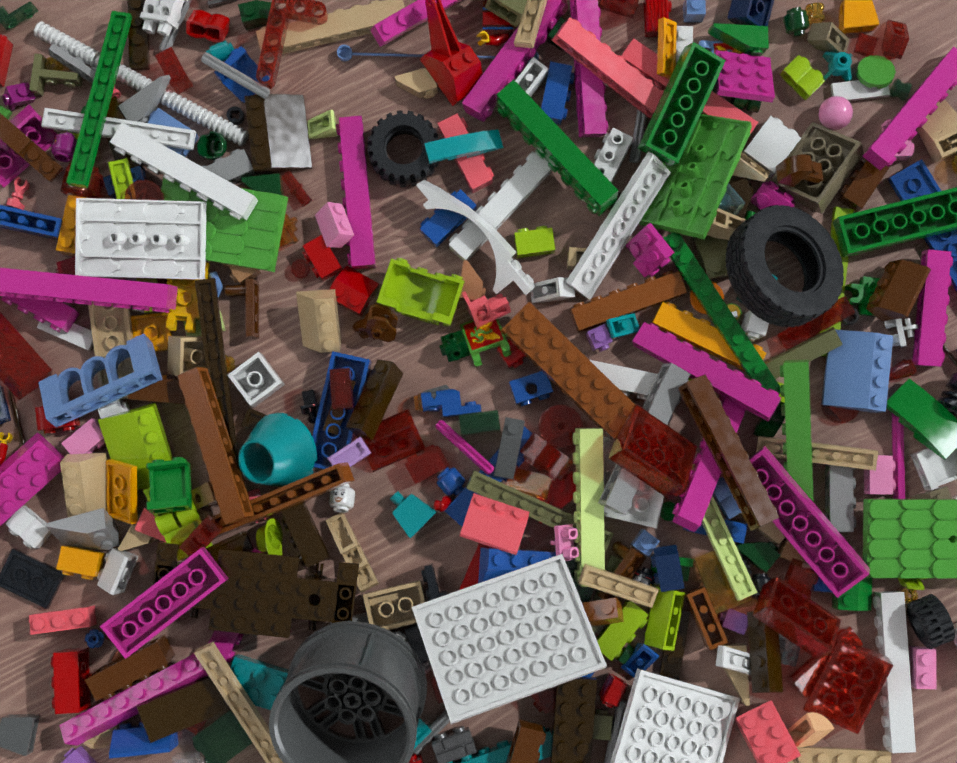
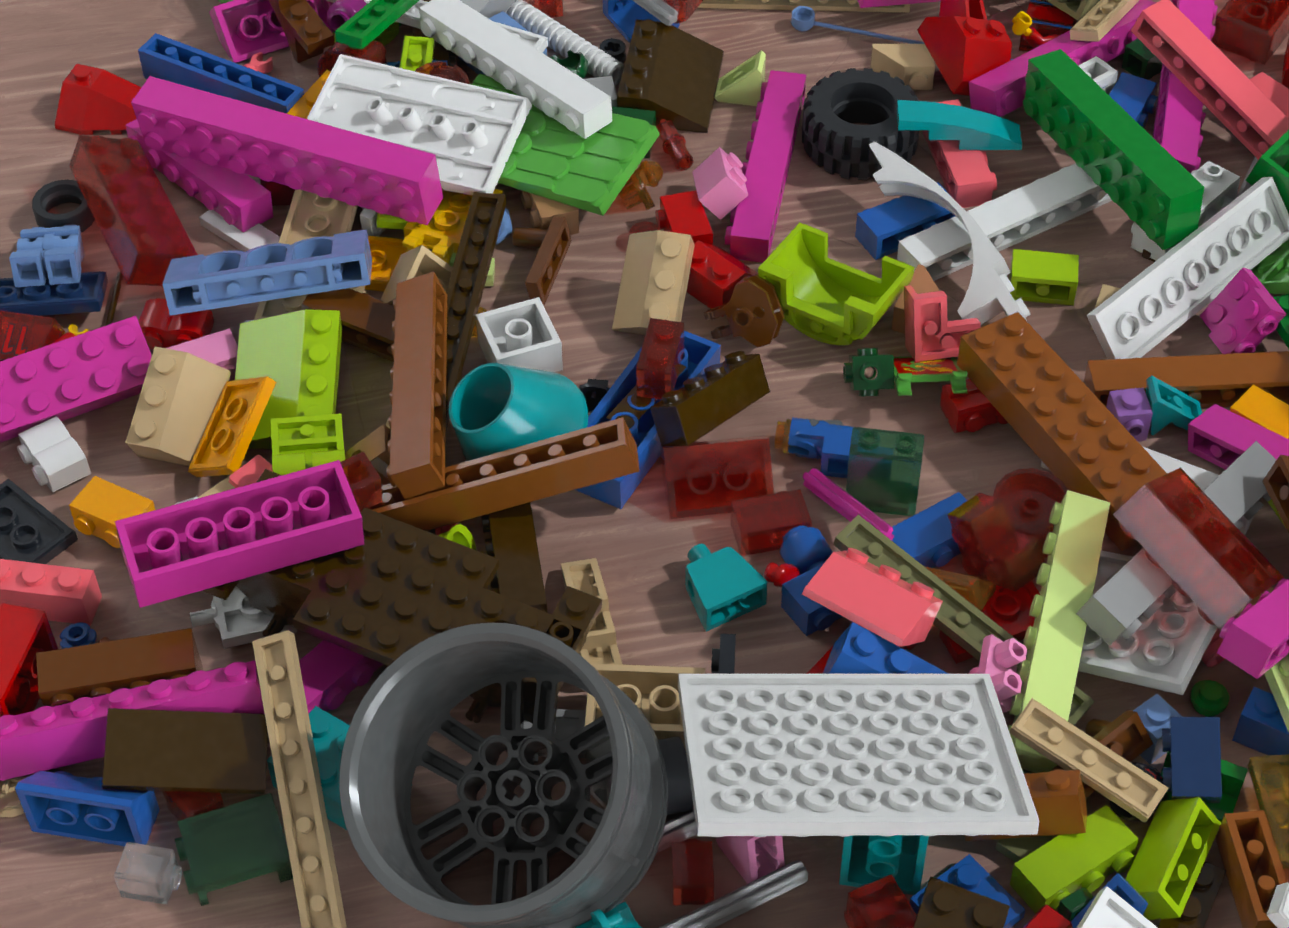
camera: 20 degrees right, 35 degrees down
(87, 530) = (146, 461): light grey slope -> none
(169, 486) = (318, 413): green panel -> none
(342, 499) = (603, 532): white head -> none
(351, 453) = (655, 451): lavender tile -> none
(509, 448) = (934, 498): dark grey slope -> none
(519, 392) = (986, 456): blue brick -> none
(552, 290) = (1069, 335): white slope -> none

